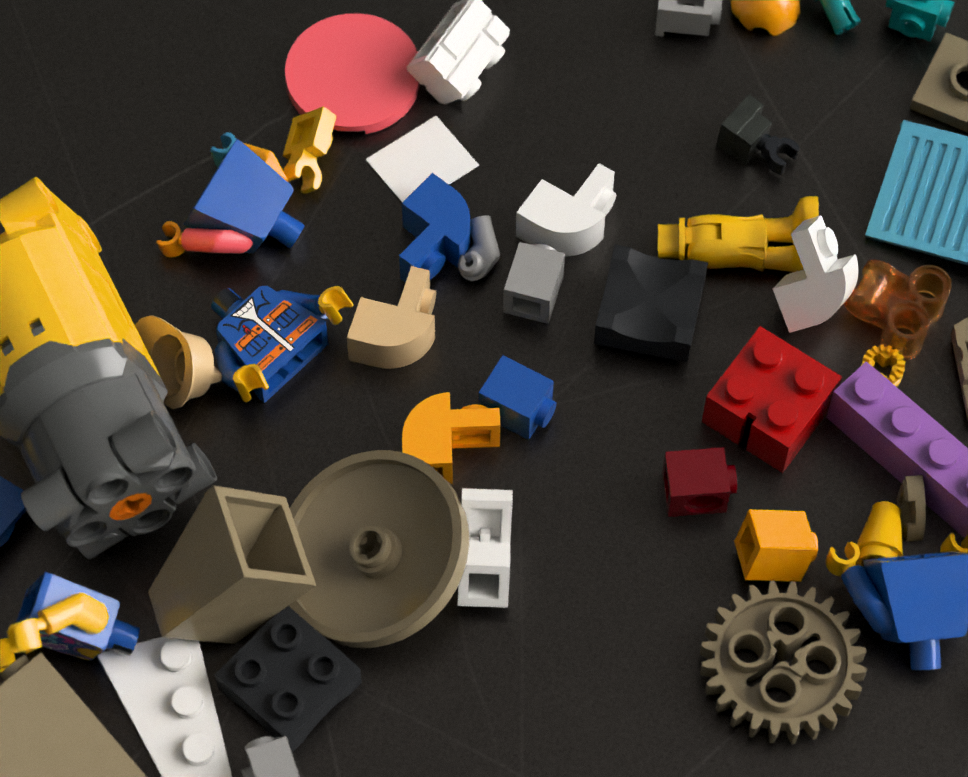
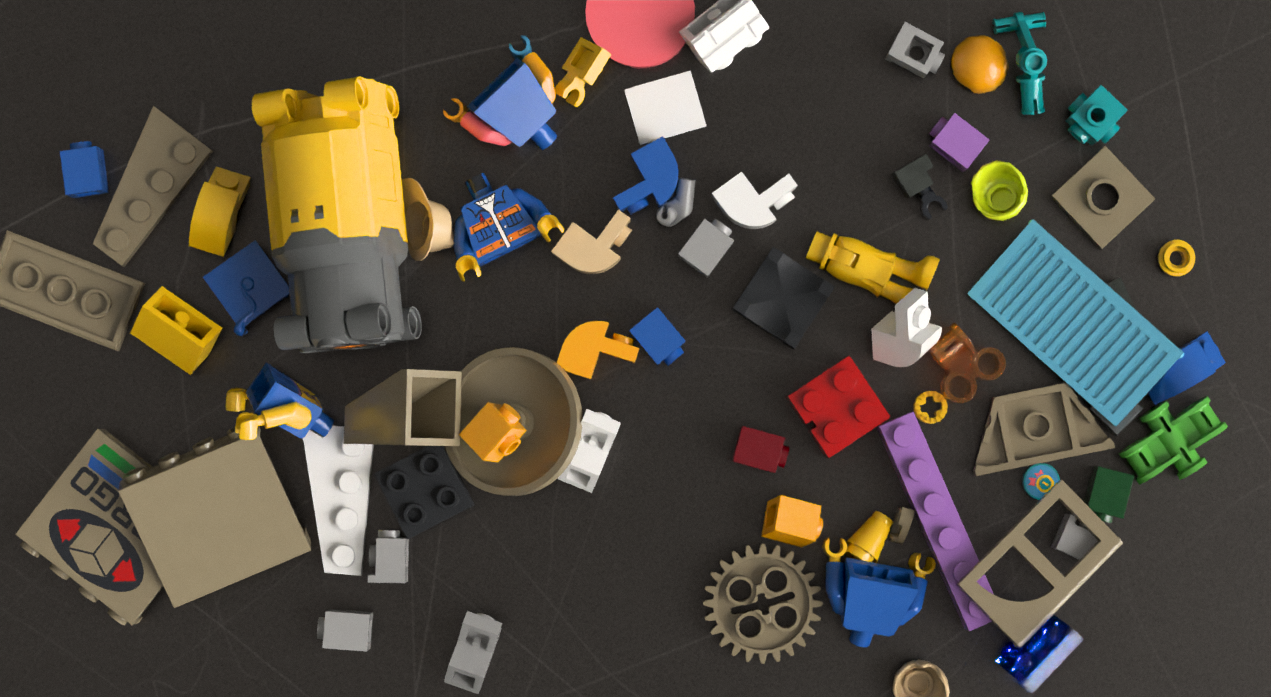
camera: 25 degrees right, 25 degrees up
(354, 554) = (494, 432): none -> light orange brick
(778, 78) = (957, 141): none -> medium lavender brick
(850, 108) = (999, 190): none -> neon yellow hair

